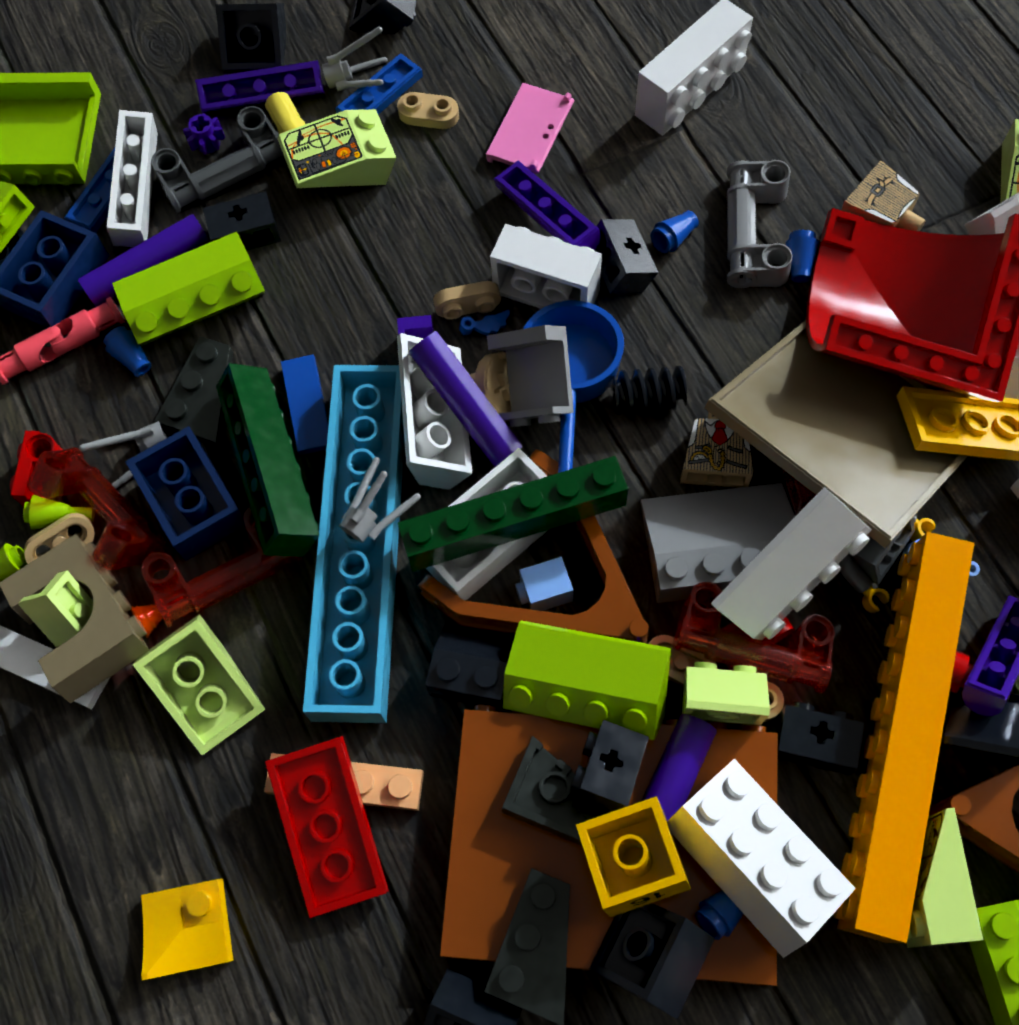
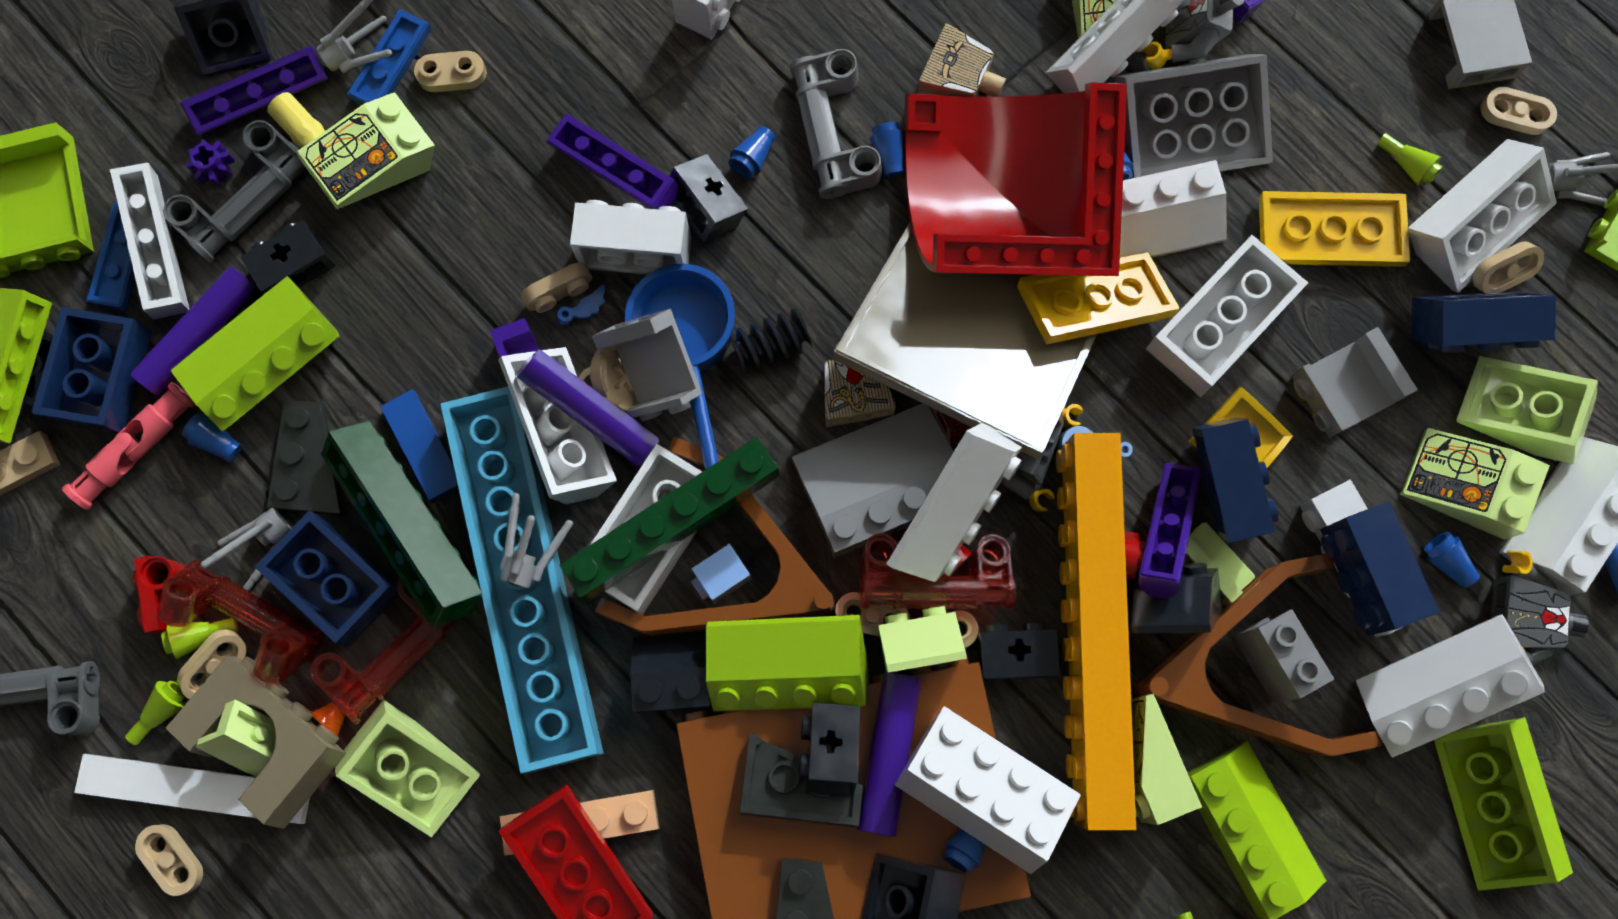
camera: 20 degrees left, 10 degrees up
(525, 127) = (562, 75): bright pink door -> none
(632, 857) = (873, 828): yellow brick -> none

